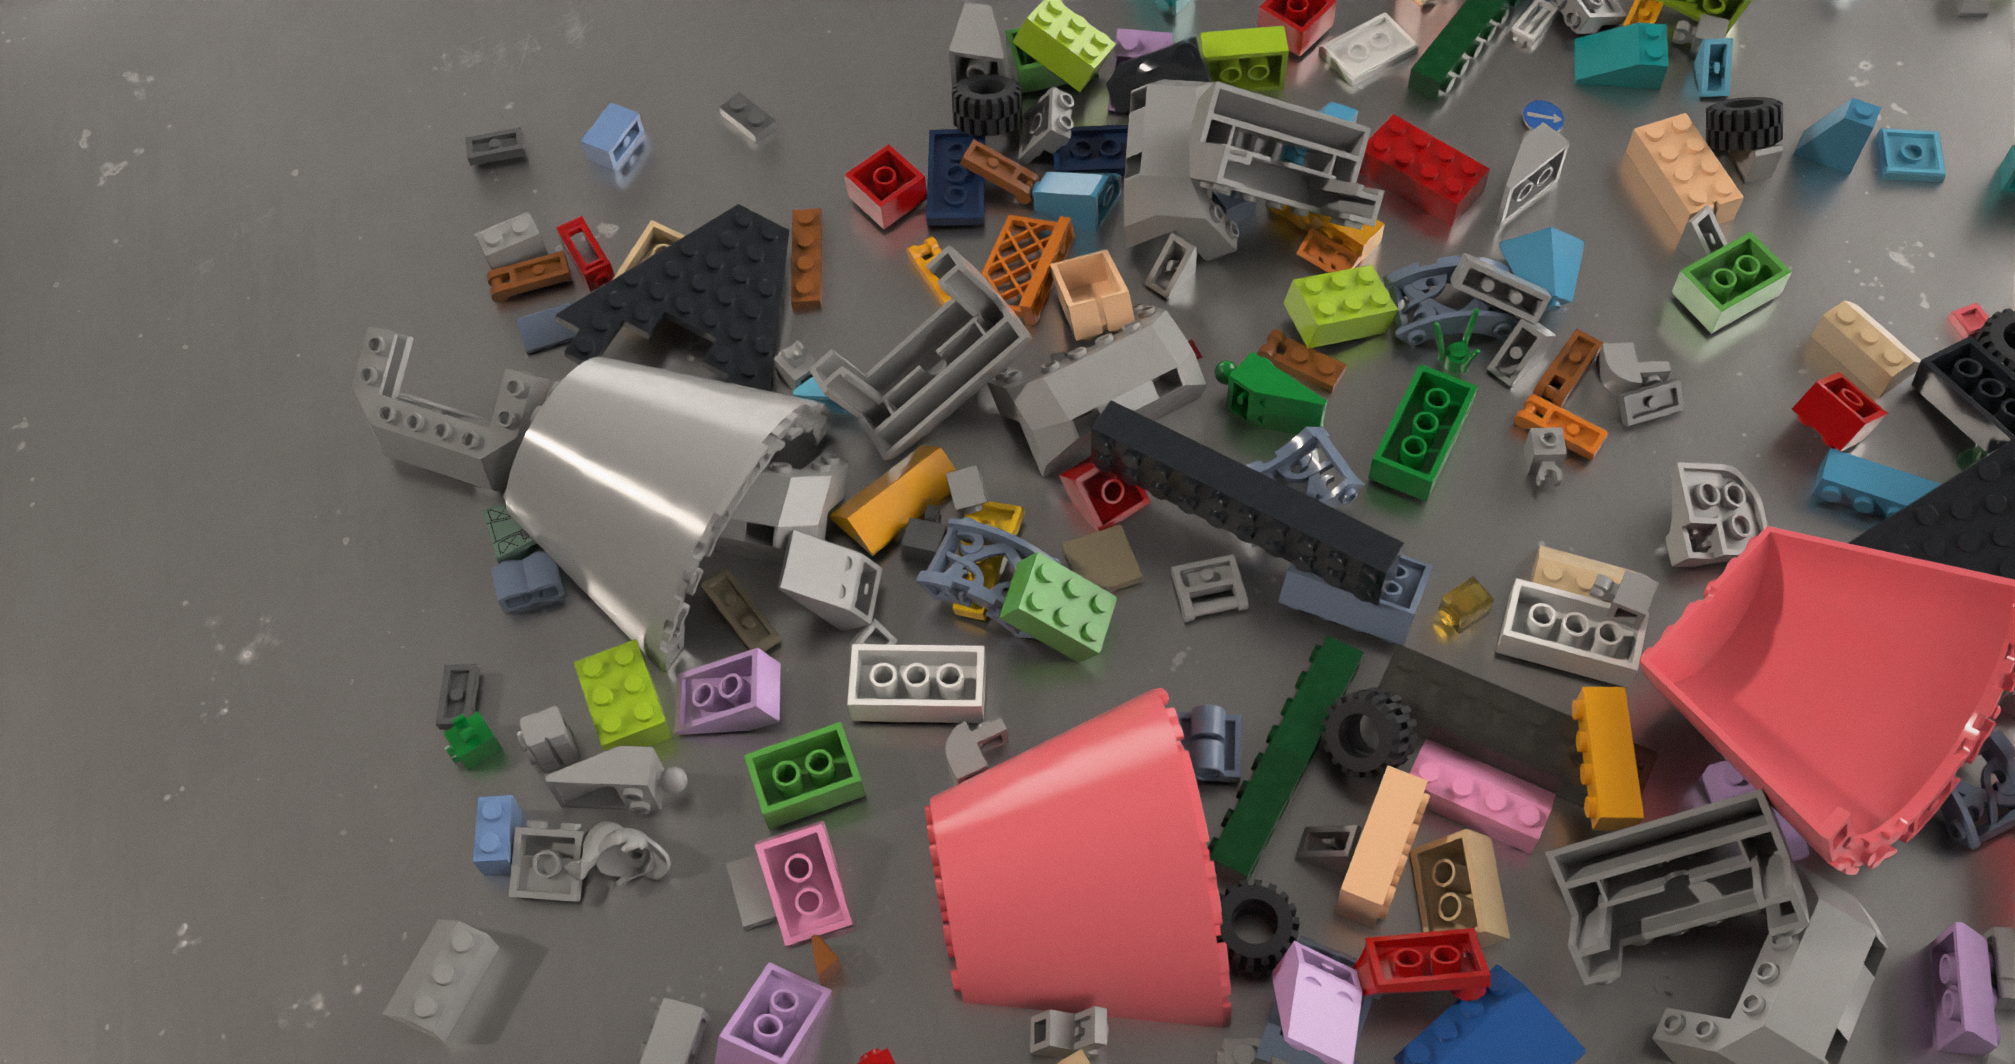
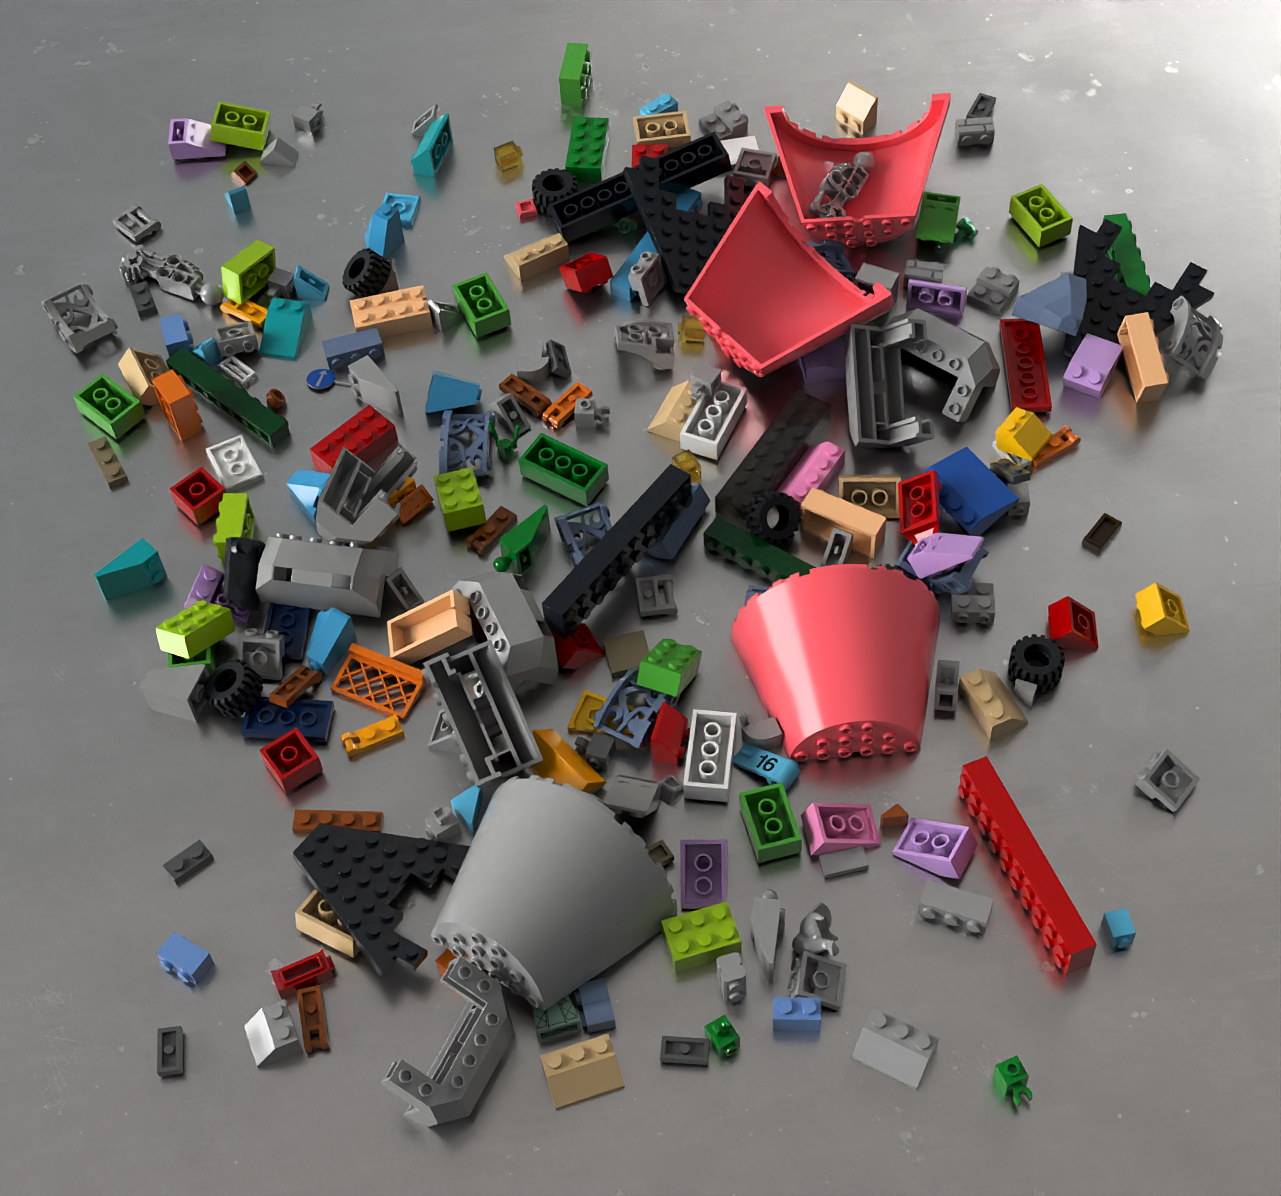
camera: 85 degrees left, 5 degrees down
(435, 575) = (582, 1071): none -> tan slope
(542, 330) = (368, 1002): sand blue slope -> none
(900, 779) = (769, 765): none -> medium azure door
(946, 618) = (669, 736): none -> red slope
(967, 489) = (569, 716): light grey brick -> none
(1489, 69) = (275, 399): none -> dark orange tile
(1500, 288) = (472, 409): light grey brick -> none
(1604, 141) = (352, 347): none -> sand blue brick
(1608, 758) = (804, 405): light orange brick -> none
(1854, 500) = (647, 277): none -> light grey plate
(1950, 869) = (870, 275): none -> light grey piece

